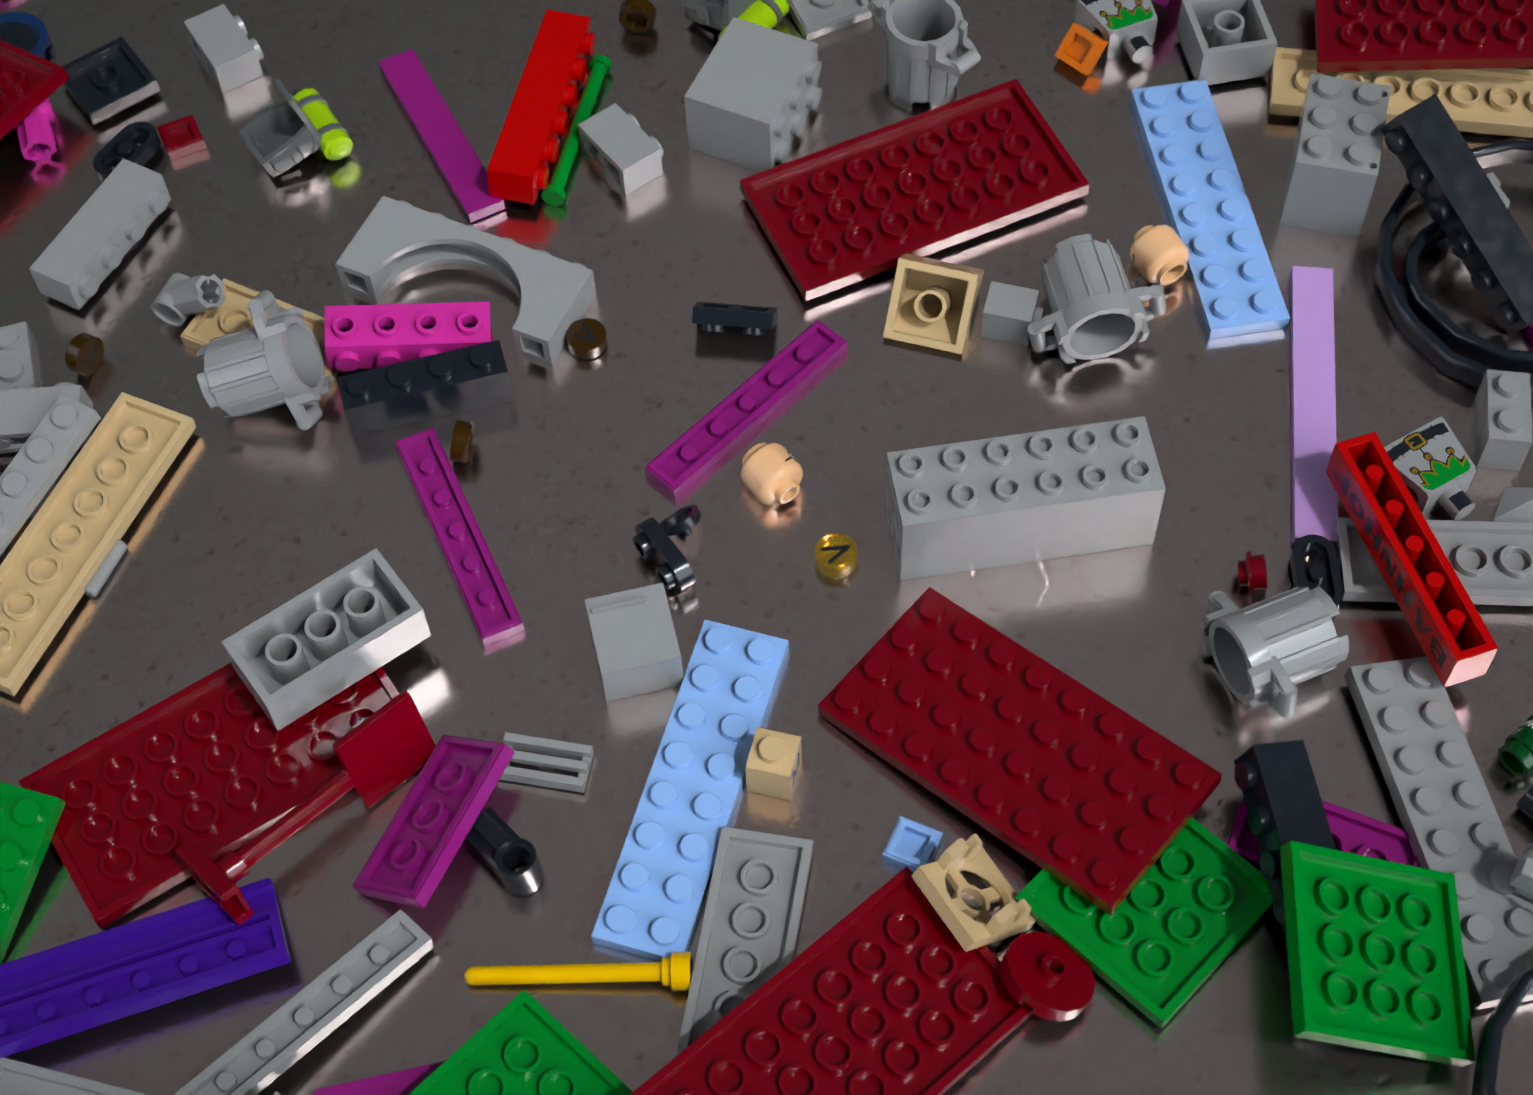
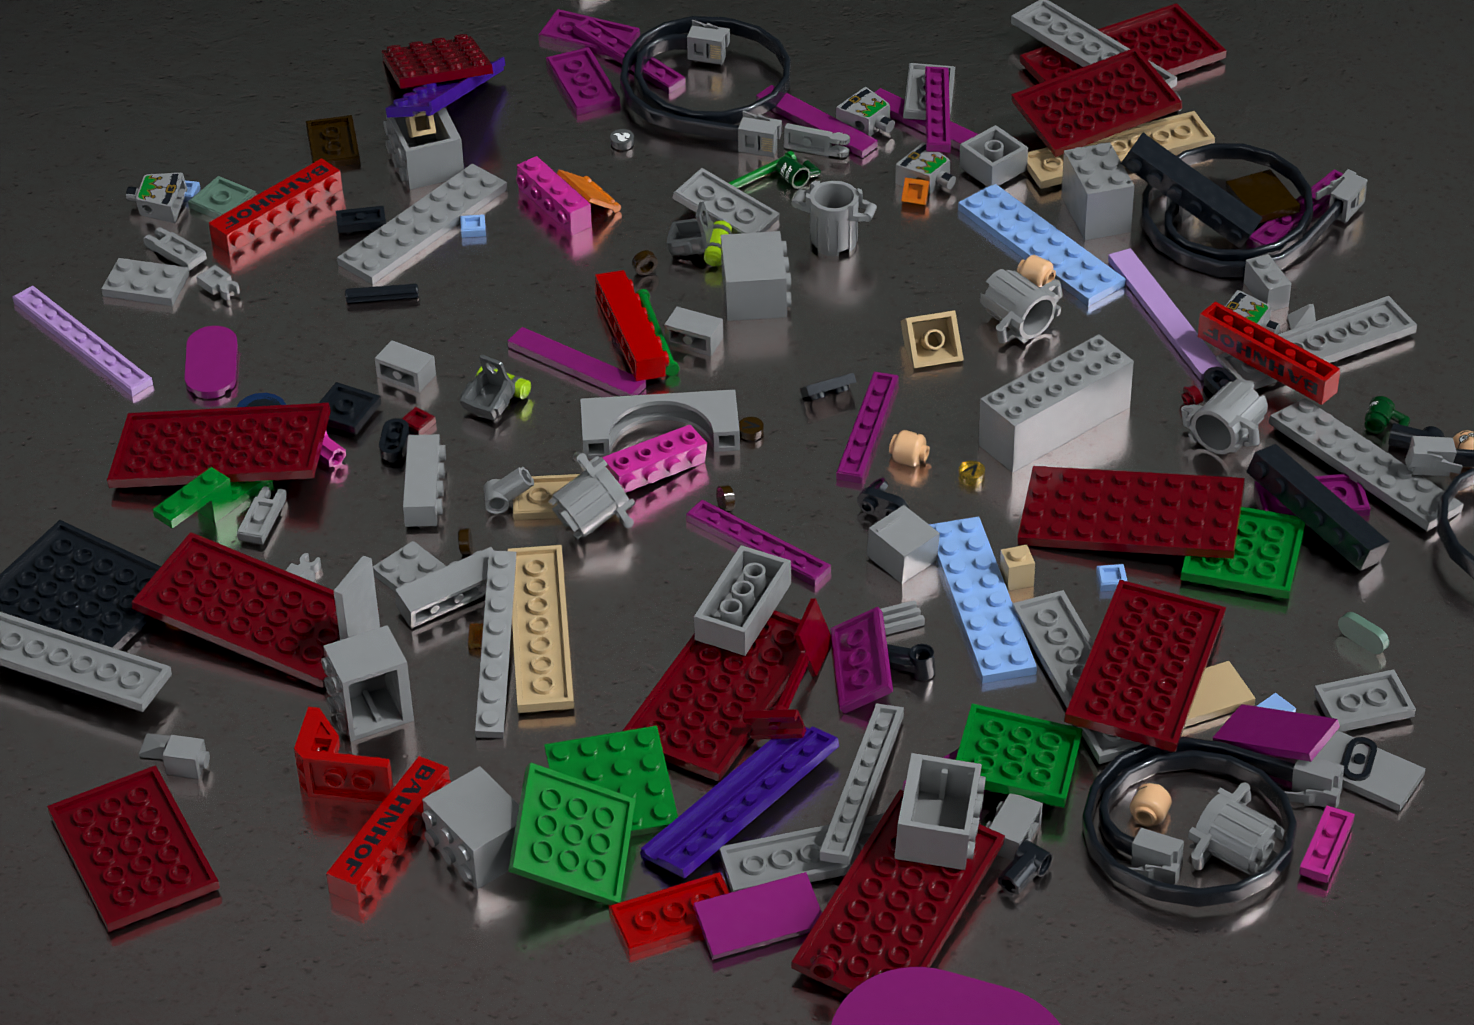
camera: 30 degrees left, 15 degrees down
(105, 569) = (571, 632): light grey piece -> none
(425, 388) = (684, 481): black brick -> none
(672, 971) = (1036, 672): yellow piece -> none
(912, 188) = (873, 291): dark red plate -> none
(957, 916) = (1160, 578): tan piece -> none
(1009, 313) = (977, 329): light grey brick -> none
(1047, 976) = (1217, 594): dark red plate -> none
(1375, 955) = (1370, 514): green plate -> none

